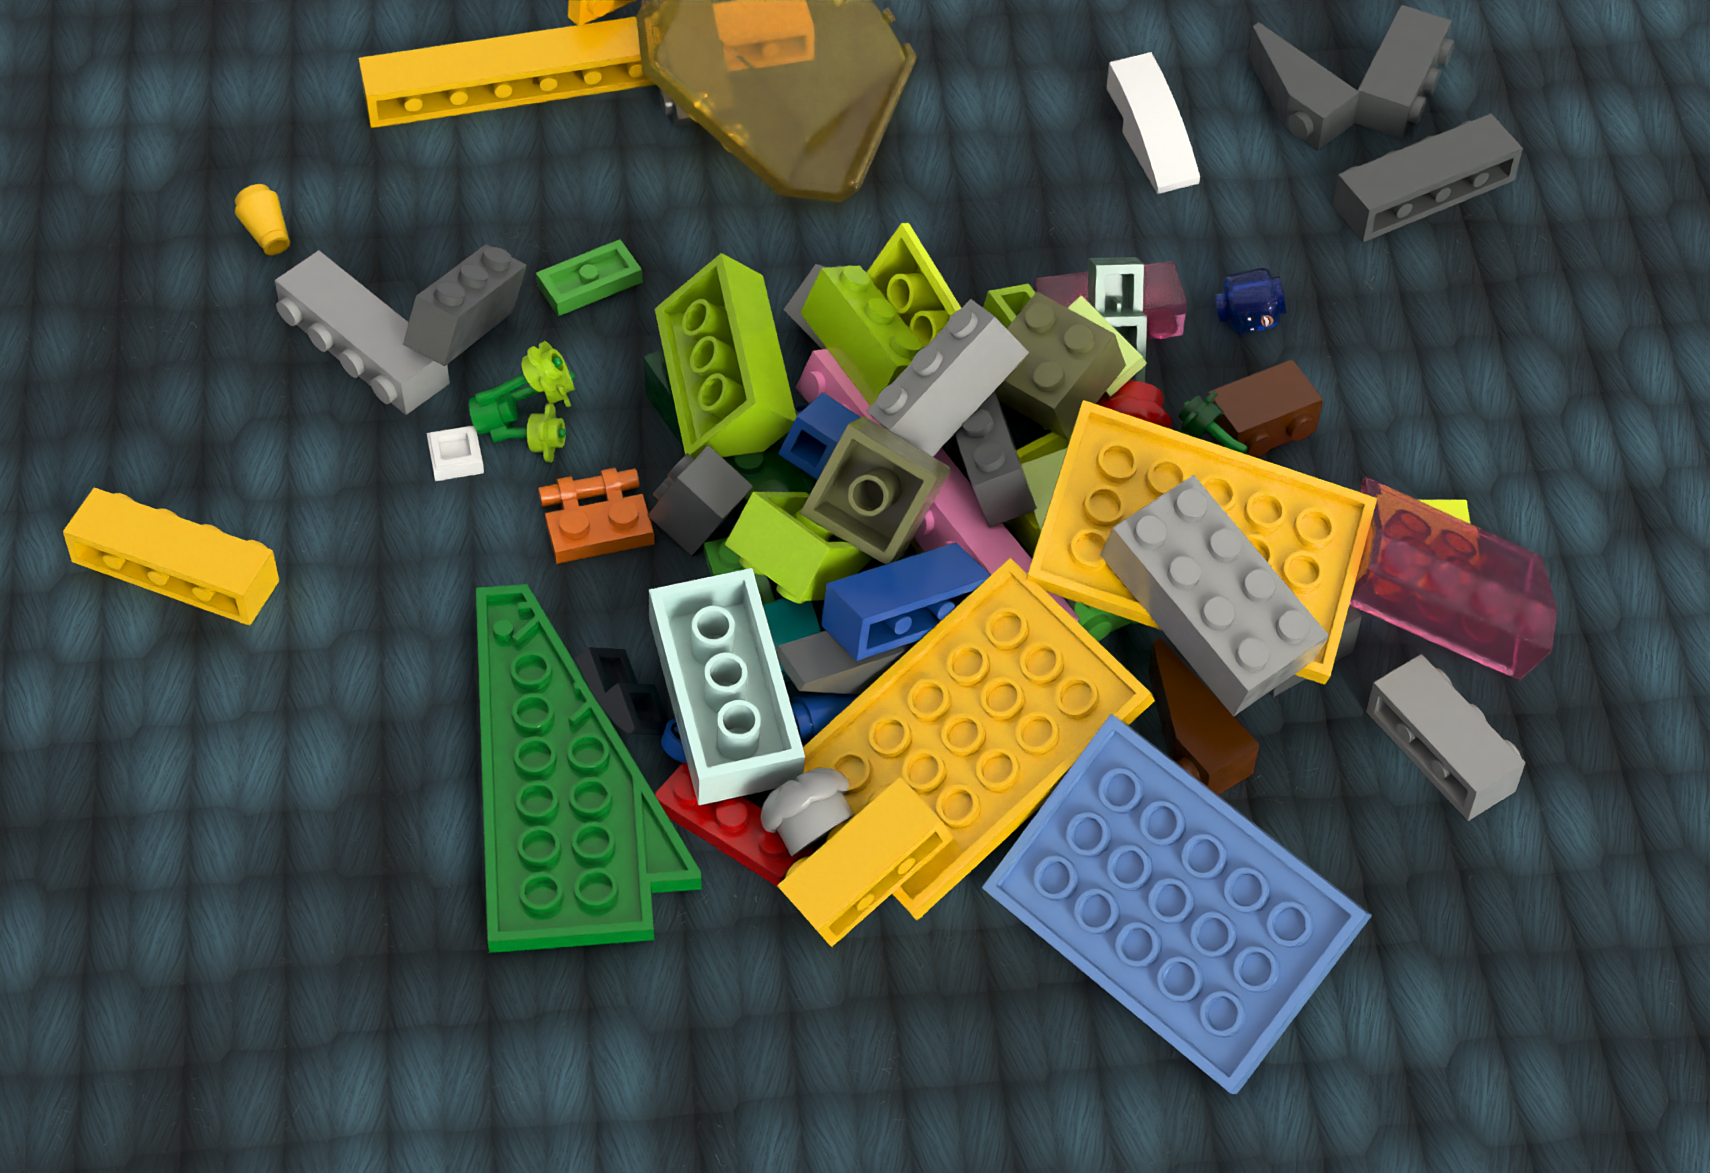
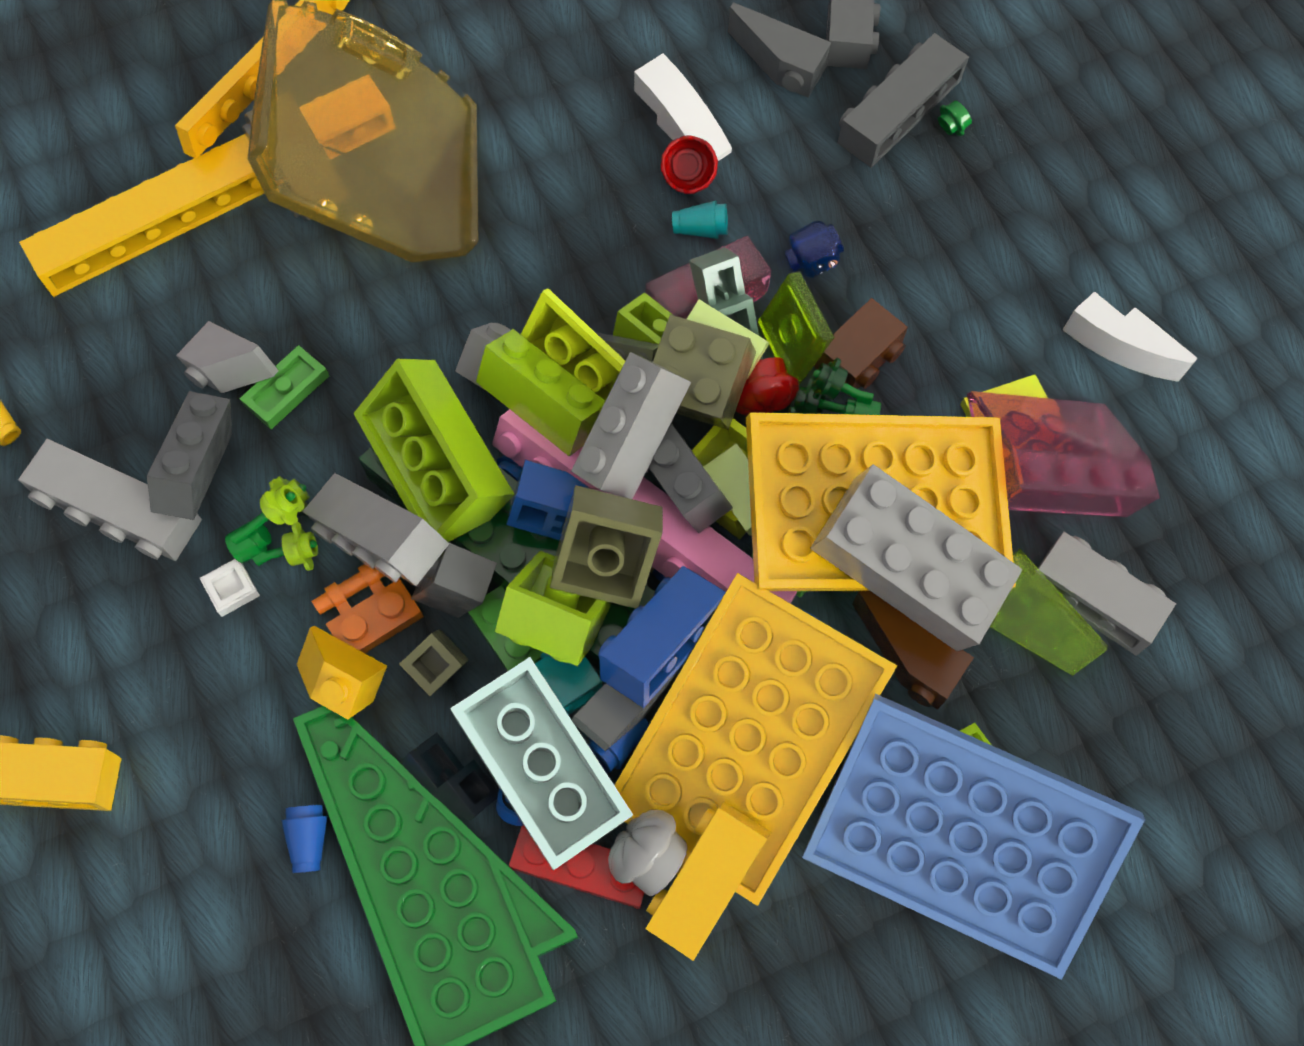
camera: 20 degrees left, 15 degrees up
(446, 701) = (305, 836): none -> blue cone
(535, 229) = (224, 360): none -> light grey slope
(544, 560) = (338, 673): none -> yellow slope
(634, 421) = (375, 530): none -> light grey brick
(645, 568) = (434, 662): none -> olive brick
(1131, 238) = (701, 220): none -> teal cone
(1138, 176) = (689, 164): none -> red hair
(1190, 361) = (795, 326): none -> clear neon green tile
(1353, 732) = (1046, 622): none -> clear neon green wing
(1484, 213) = (954, 118): none -> green plate
(1596, 494) = (1128, 339): none -> white slope

